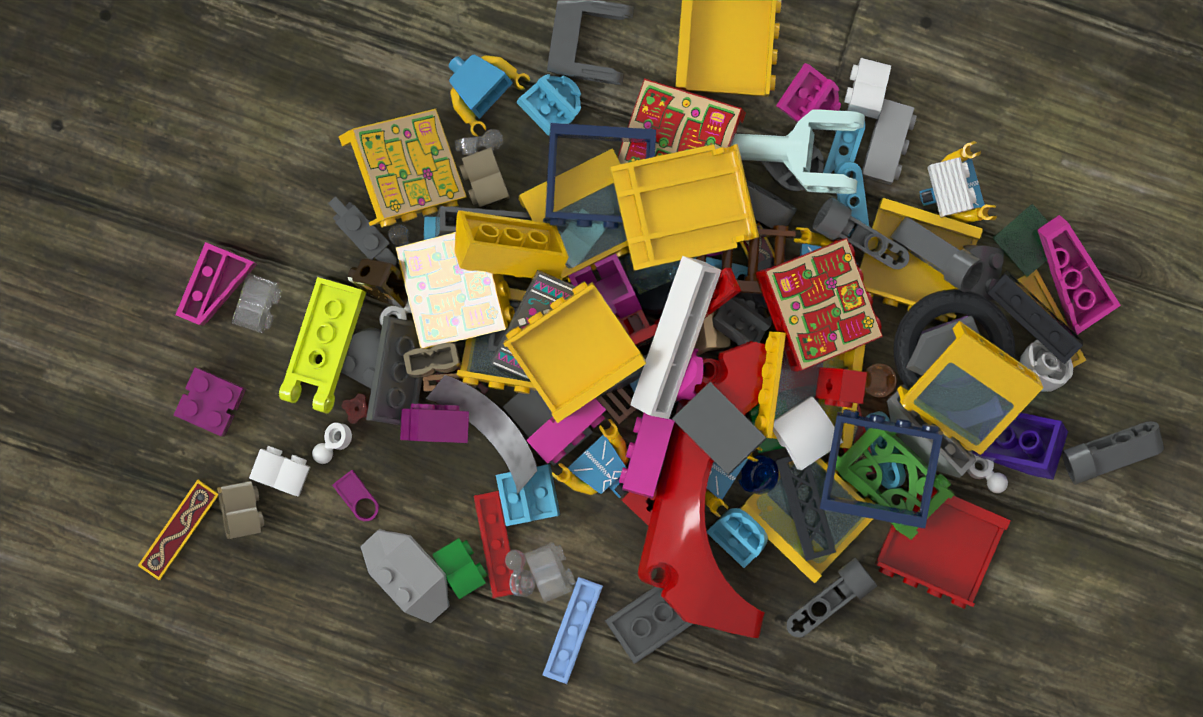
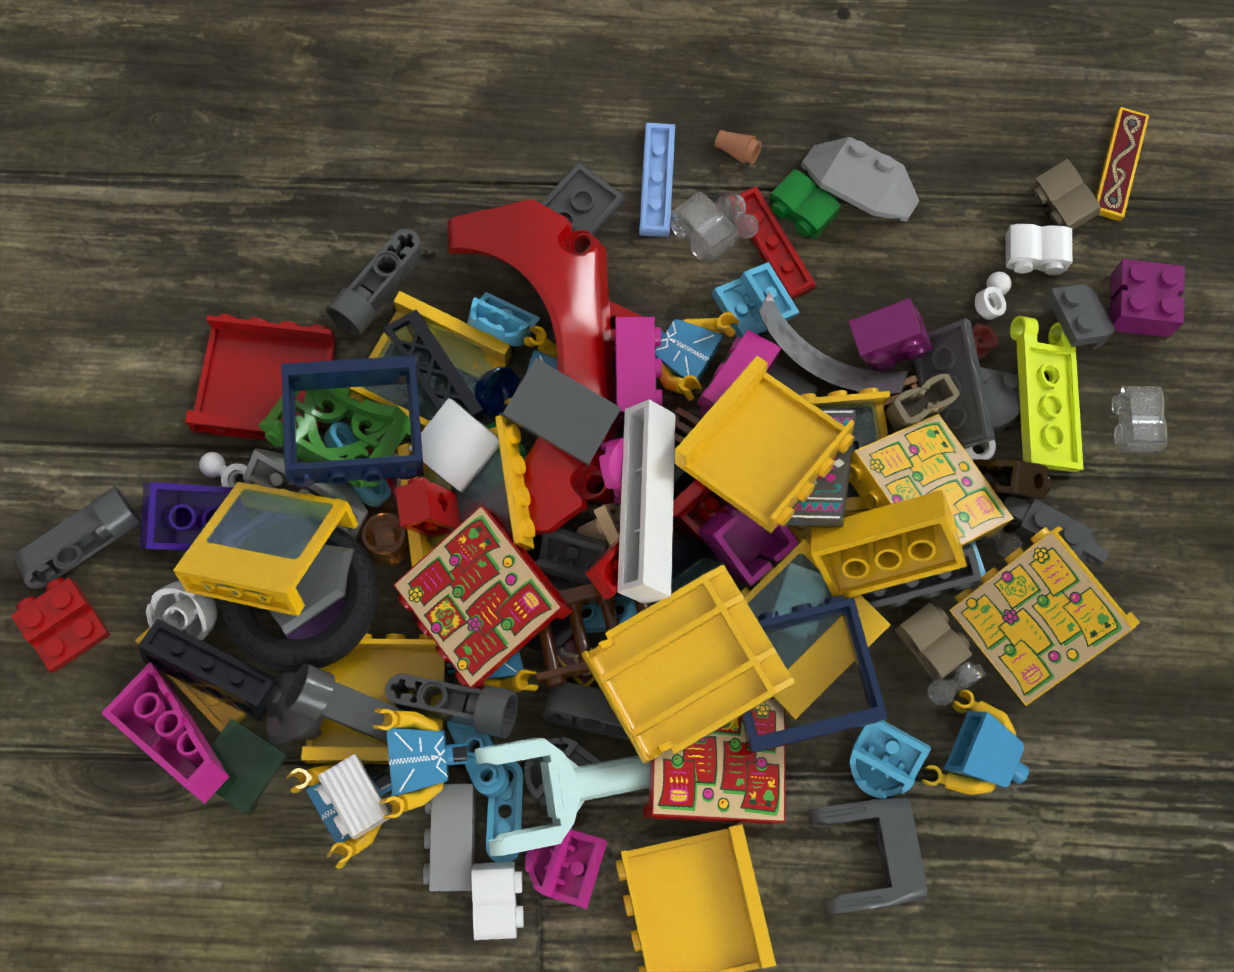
camera: 160 degrees right, 15 degrees down
(212, 283) = (1202, 424): dark pink wedge -> none
(269, 401) = (1081, 315): none -> dark grey slope
(352, 491) = (951, 253): magenta piece -> none
(495, 638) = (740, 146): none -> nougat cone
(899, 199) = (416, 759): none -> torso
(1139, 390) = (60, 623): none -> red plate

